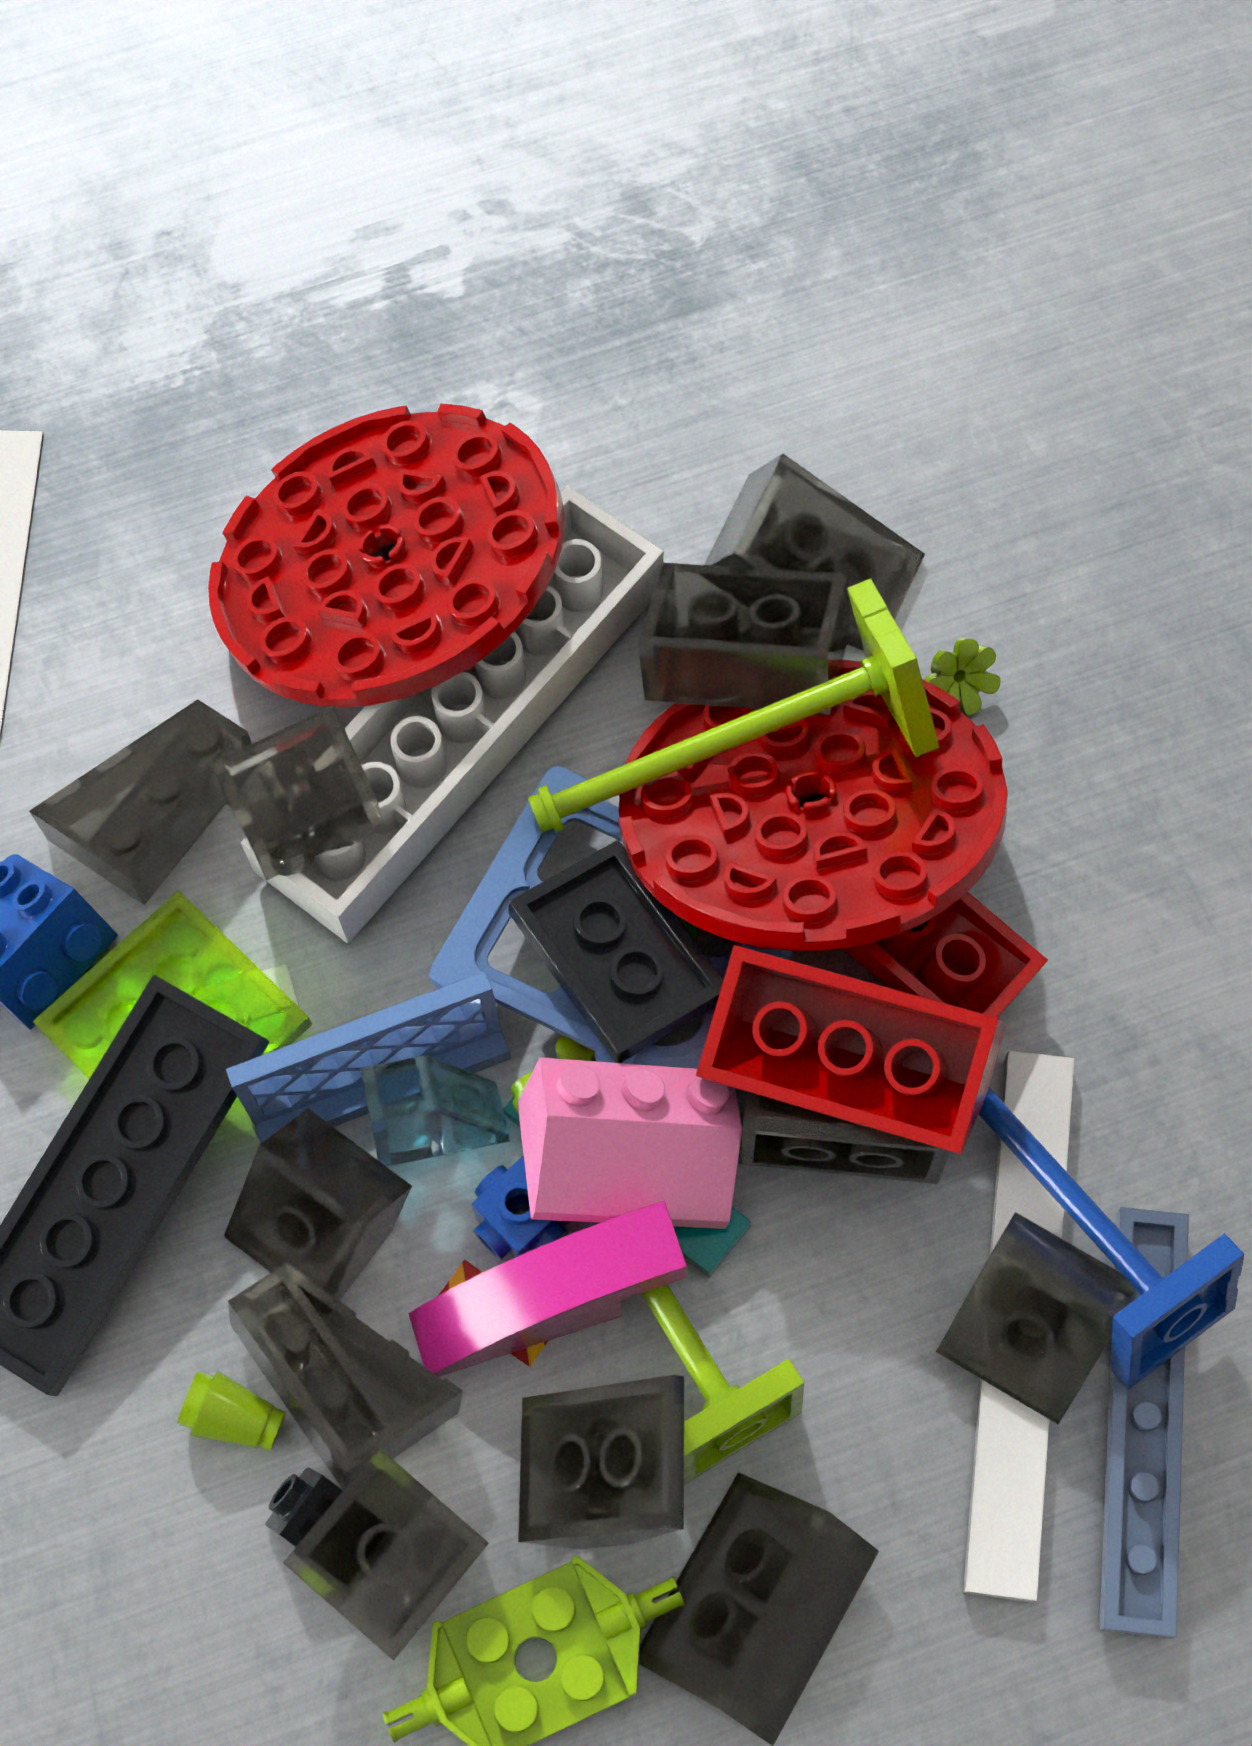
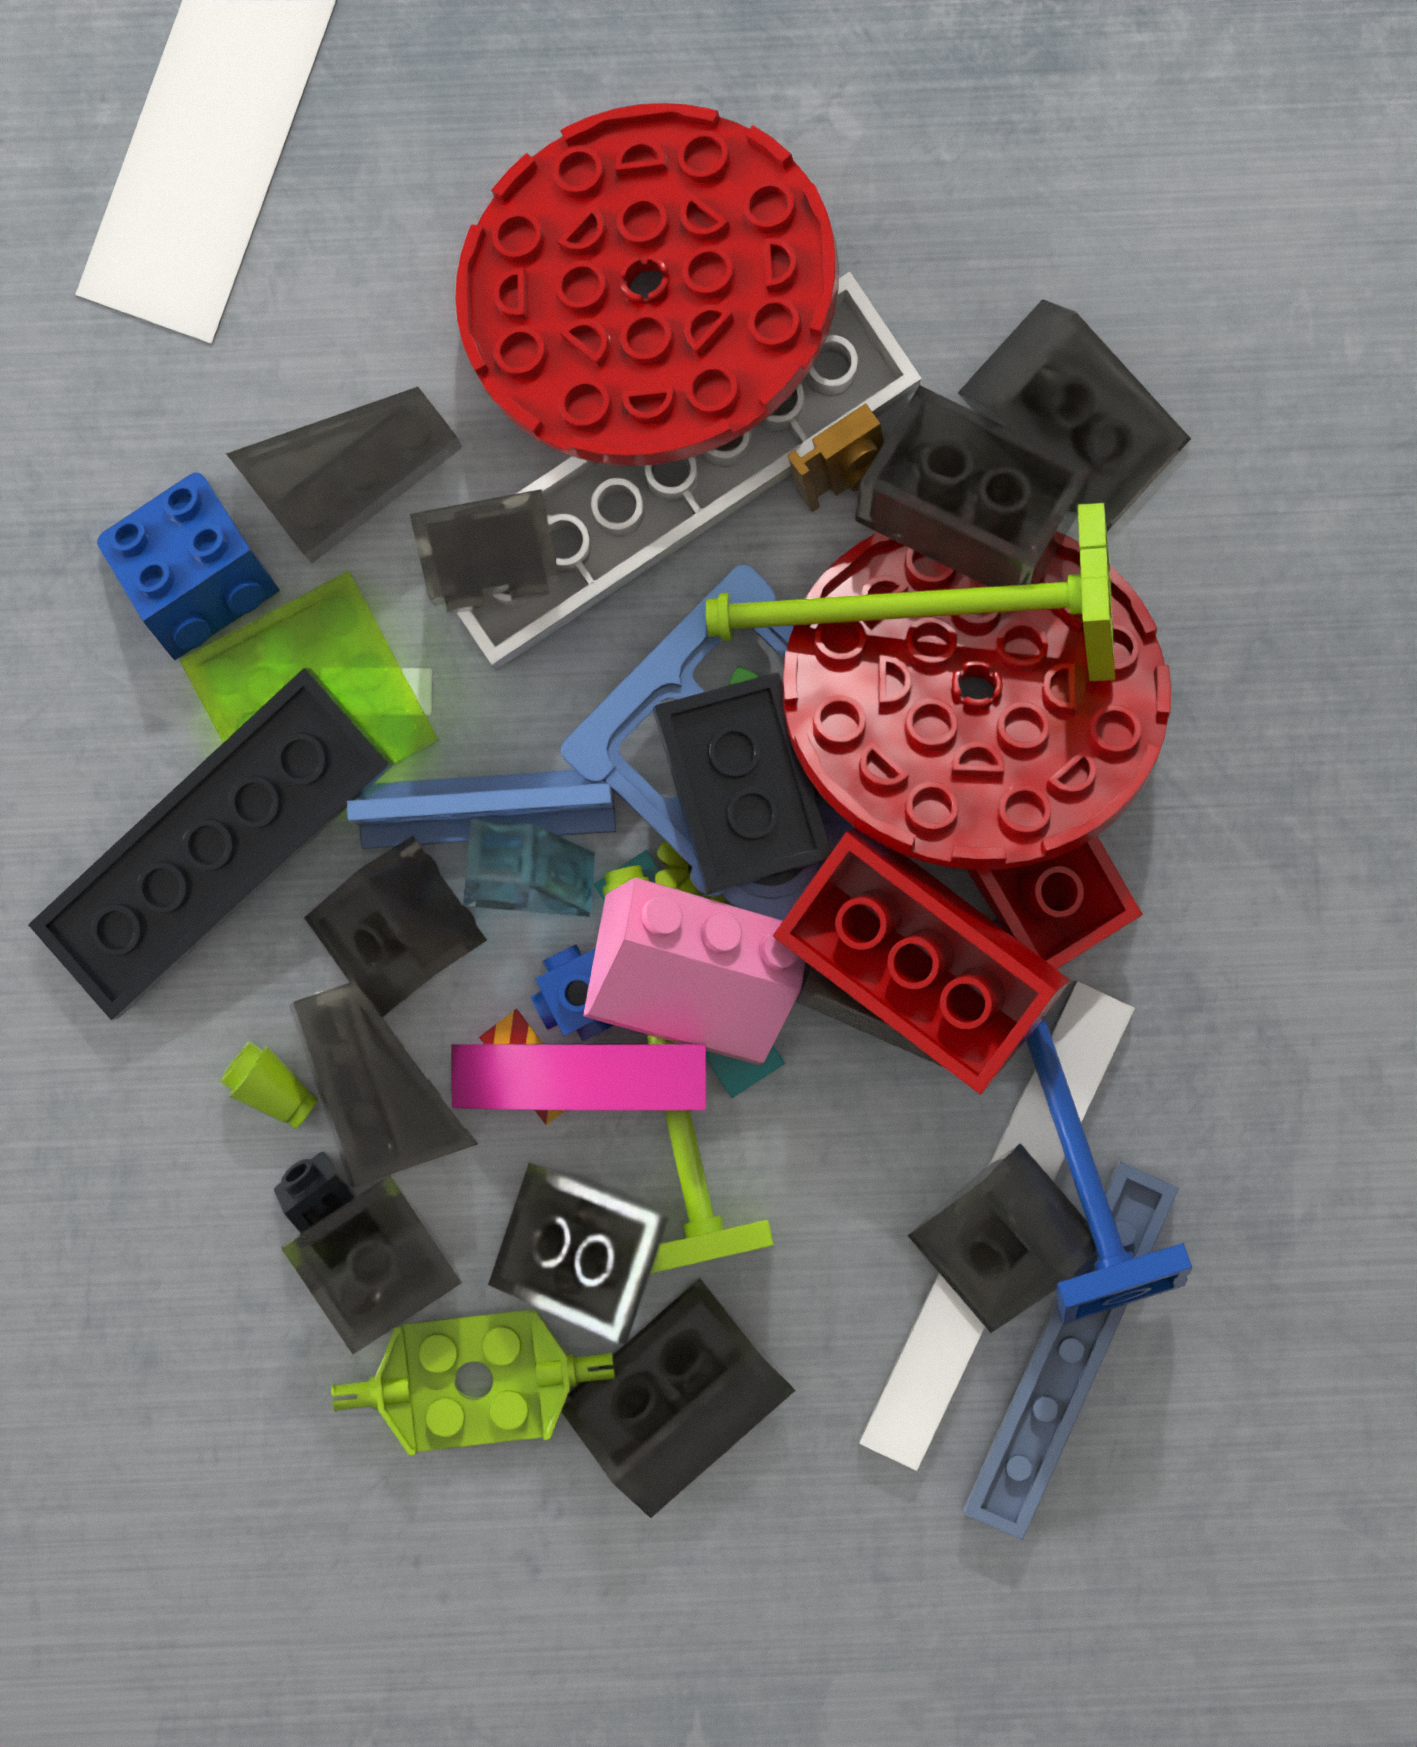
camera: 15 degrees right, 20 degrees up
(606, 648) = (838, 457): none -> pearl gold plate
(965, 673) = (1174, 590): lime plant -> none

